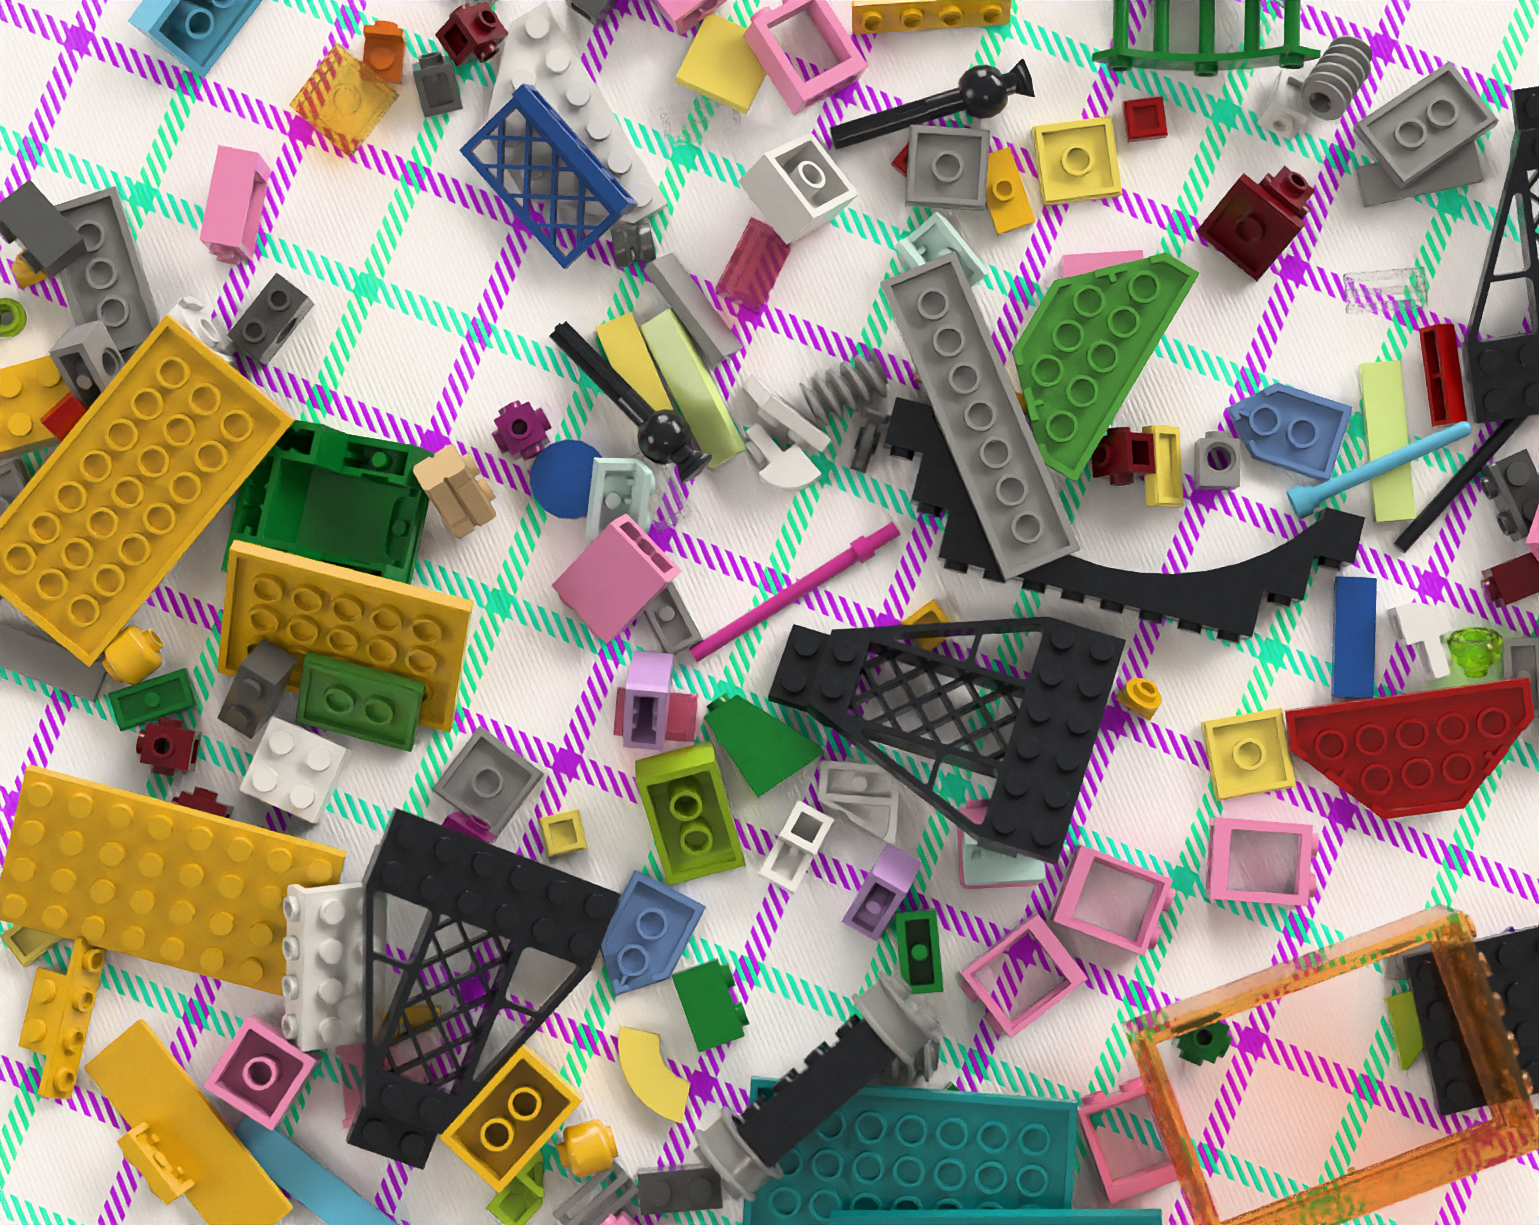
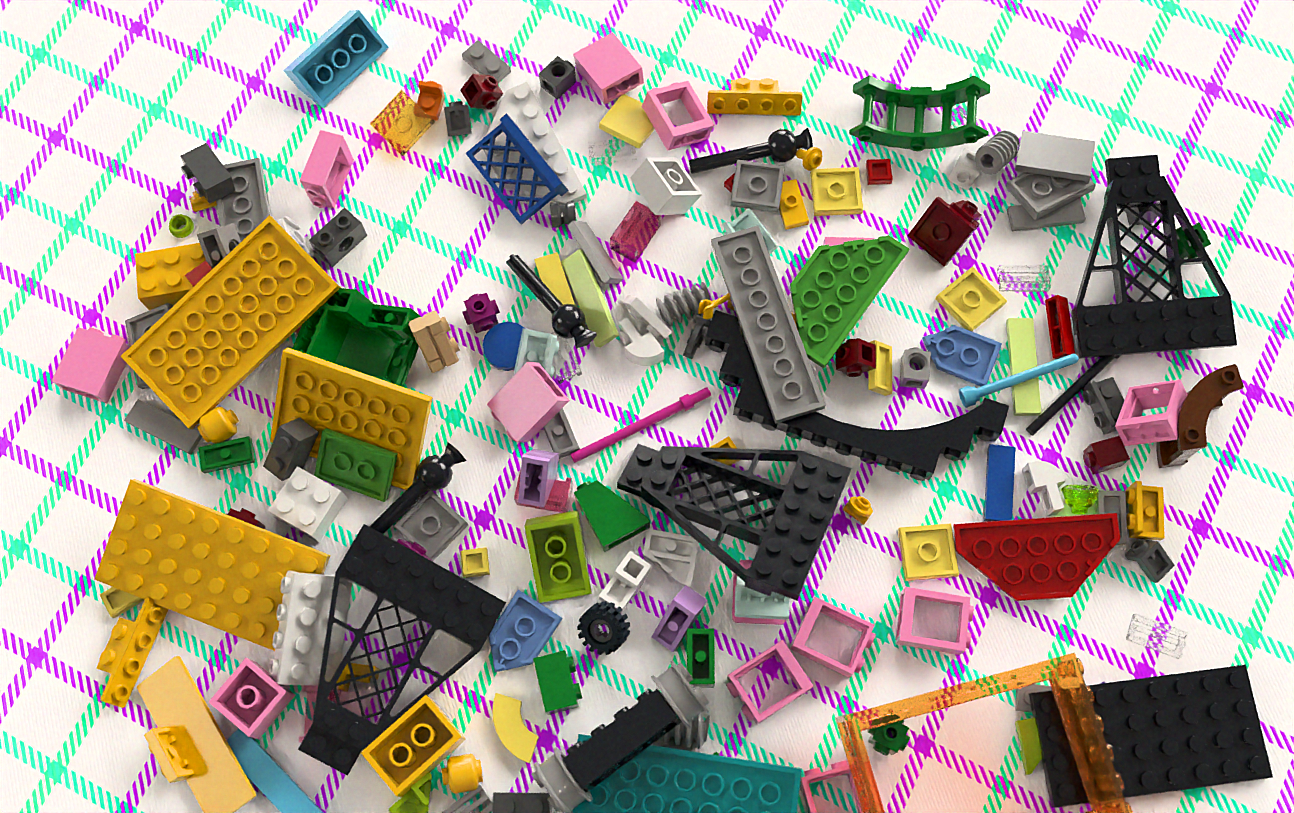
camera: 10 degrees right, 15 degrees down
(182, 750) = (230, 482): dark red brick -> none
(482, 705) = (433, 474): none -> black piece
(769, 903) = (601, 615): none -> black bush
(885, 393) = (707, 306): none -> yellow hand
(1031, 110) = (811, 158): none -> yellow plate
(1302, 334) = (971, 299): none -> light yellow tile
(1432, 72) = (1055, 156): none -> tile

